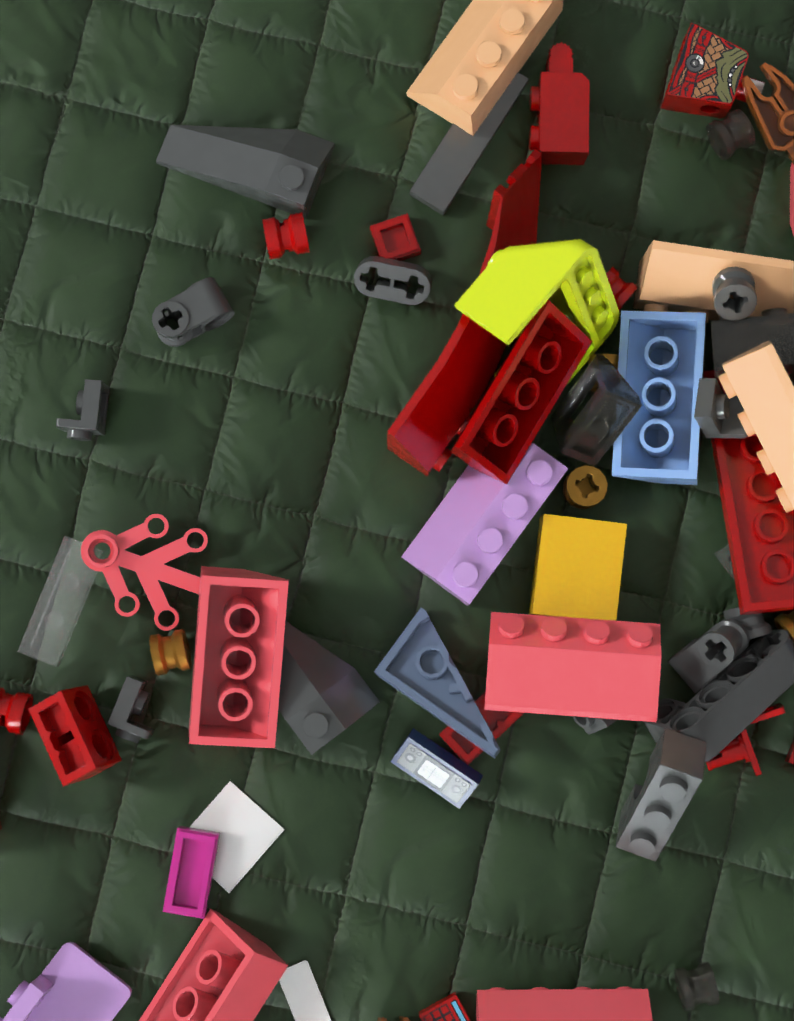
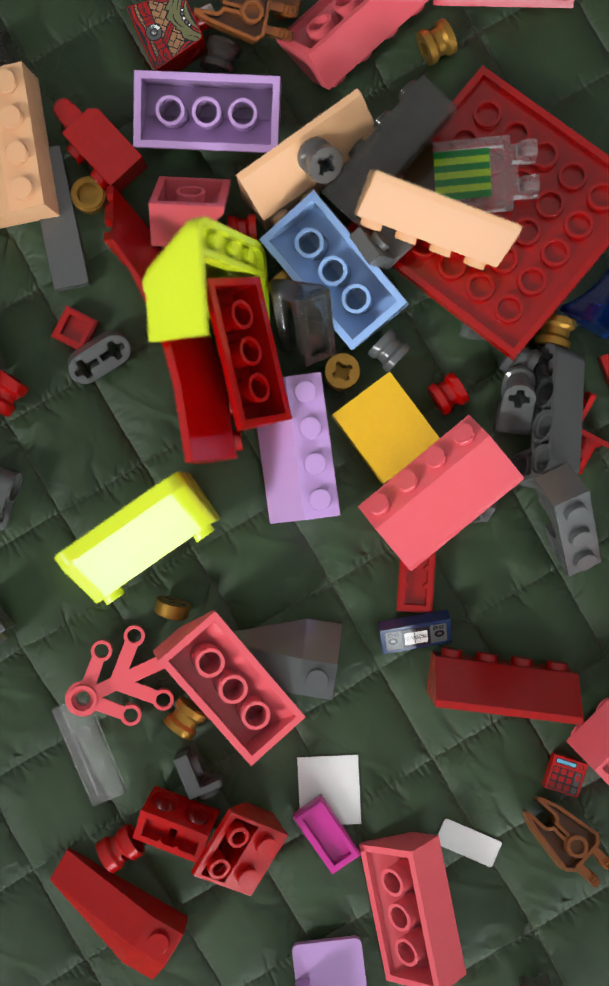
camera: 40 degrees left, 5 degrees up
(110, 808) = (241, 848): none -> red slope
(250, 548) = (172, 608): none -> pearl gold tile
(283, 457) = (138, 537): none -> windscreen
(427, 675) = (356, 581): sand blue wing -> none
(470, 889) = (504, 686): none -> red slope
(512, 142) = (88, 196): none -> pearl gold tile
(589, 217) = (182, 199): none -> coral slope
(643, 507) = (389, 350): none -> dark grey wheel
(658, 591) = (448, 394): none -> red wheel
(677, 167) = (206, 111): none -> lavender slope

